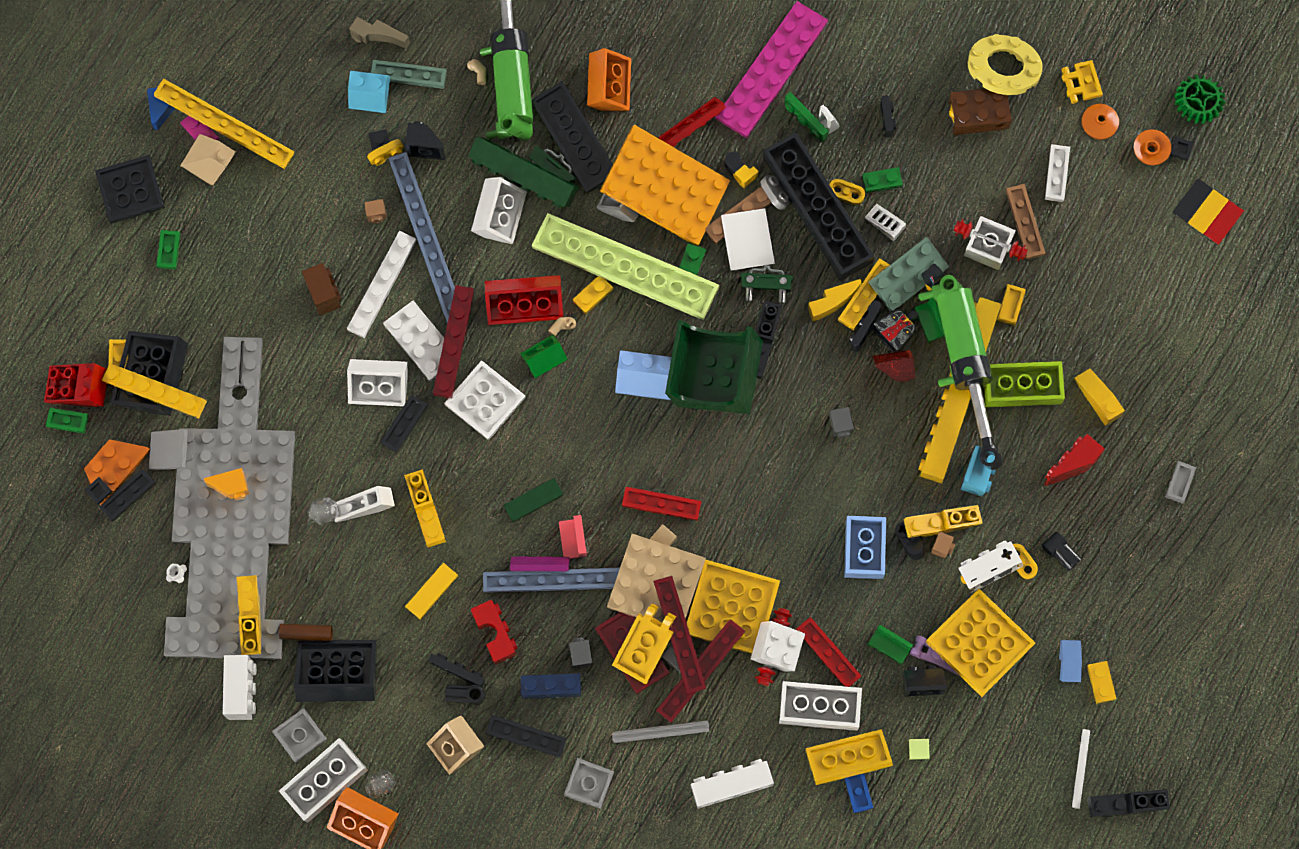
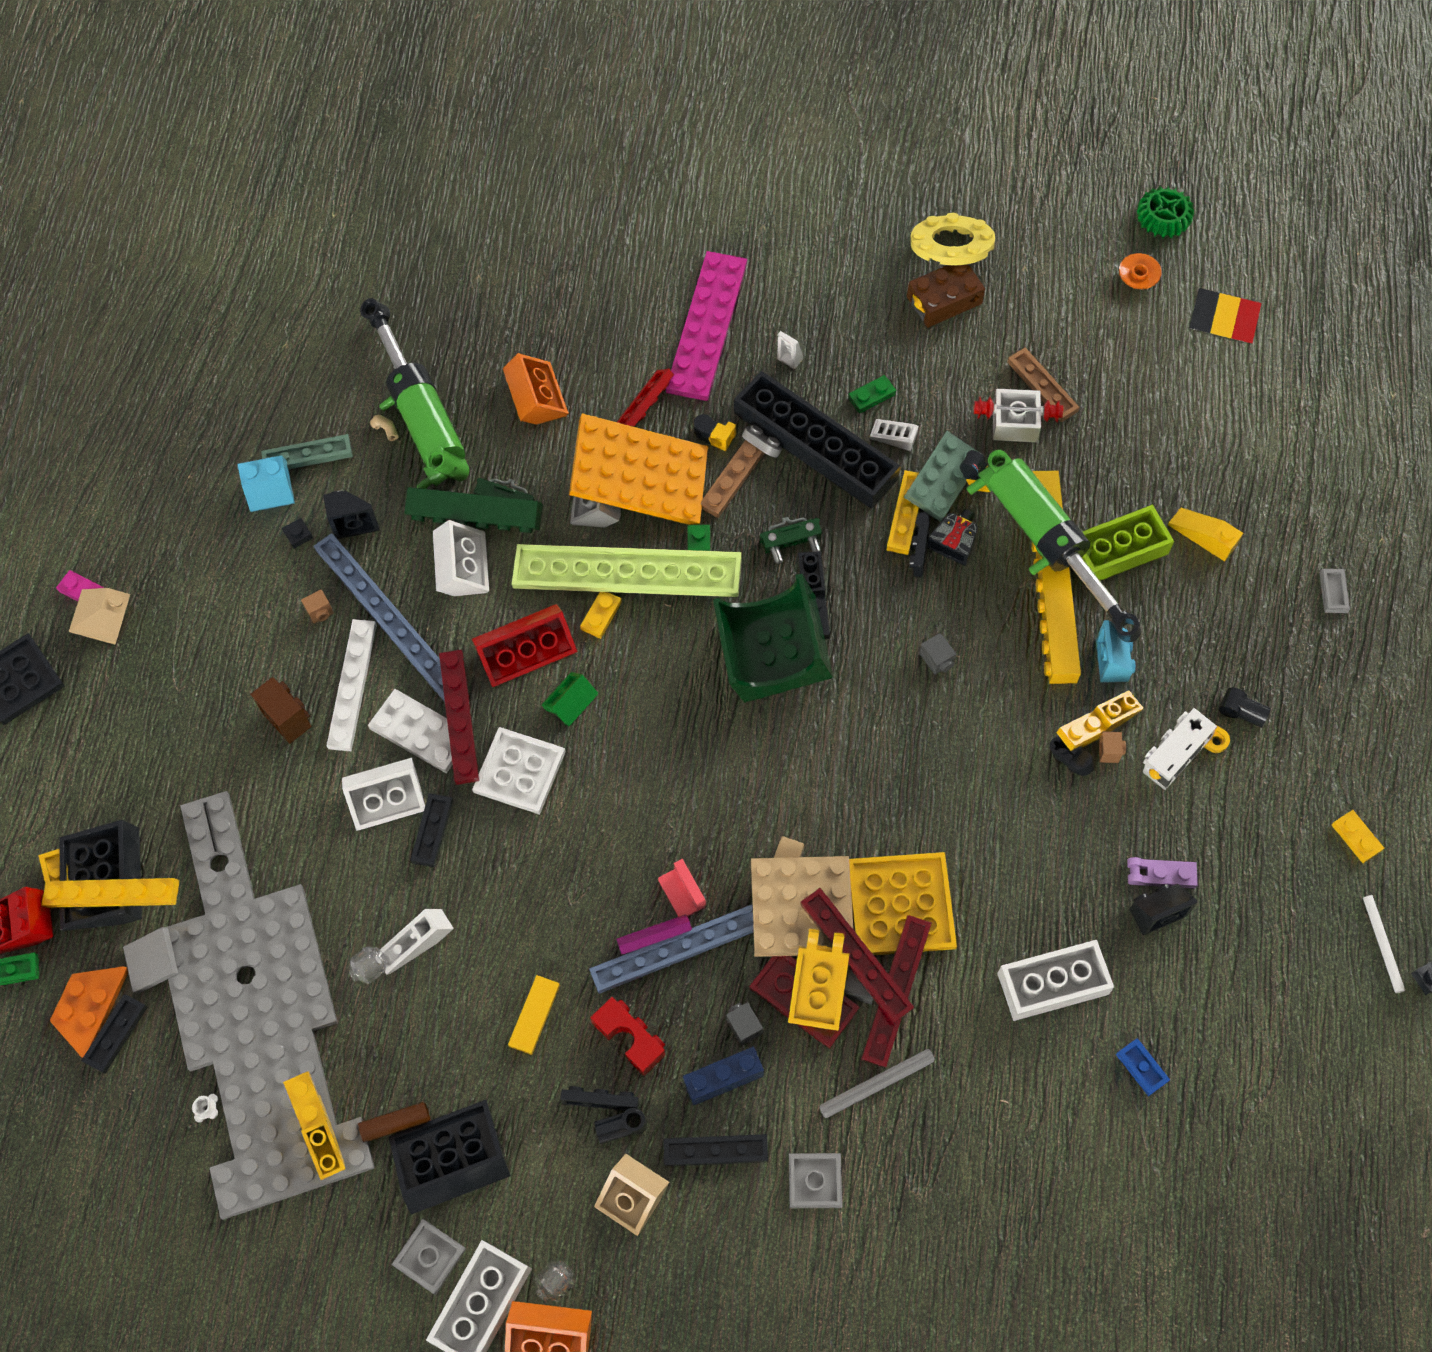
camera: 20 degrees left, 10 degrees down
(98, 490) = (75, 1040): black plate -> none
(158, 109) = (27, 575): blue slope -> none
(168, 249) = (82, 730): green plate -> none
(224, 123) = (107, 569): yellow plate -> none
(230, 484) = (239, 973): light orange slope -> none
(238, 687) = (330, 1223): white brick -> none
(364, 32) = (258, 421): dark tan slope -> none
(390, 149) = (305, 542): yellow plate -> none
(425, 508) = (491, 918): yellow slope -> none
(533, 500) = (618, 864): dark green tile -> none
(562, 323) = (579, 656): tan arm -> none
(573, 136) = (517, 456): black plate -> none
(642, 374) = (694, 679): light blue slope -> none
(661, 503) = (770, 814): red plate -> none
(731, 784) = (990, 1115): white brick -> none
(747, 239) = (752, 499): white sticker -> none
(776, 646) = (974, 930): white brick -> none
(805, 117) = (764, 357): green plate -> none
(829, 653) = (1035, 915): red plate -> none
(833, 300) = (872, 529): yellow slope -> none
(847, 190) = (841, 413): yellow plate -> none
(849, 757) = (1114, 1029): yellow plate -> none
(865, 547) = (1026, 779): light blue brick -> none
(886, 109) = (850, 330): black plate -> none
(890, 644) = (1102, 879): green panel -> none
(896, 365) = (976, 571): clear red slope -> none
(918, 749) = (1189, 990): yellowish green tile -> none
(930, 320) = (990, 514): green panel -> none
(980, 642) = (1204, 840): yellow plate -> none
(1011, 304) = (1066, 464): yellow tile -> none
(1057, 173) = (1054, 327): white plate -> none
(1071, 660) = (1316, 827): medium blue slope -> none
(1078, 461) = (1216, 602): red slope -> none
(1087, 79) = (1042, 230): yellow plate -> none
(1096, 128) = (1073, 267): orange dish -> none
(1181, 148) = (1170, 263): black plate -> none

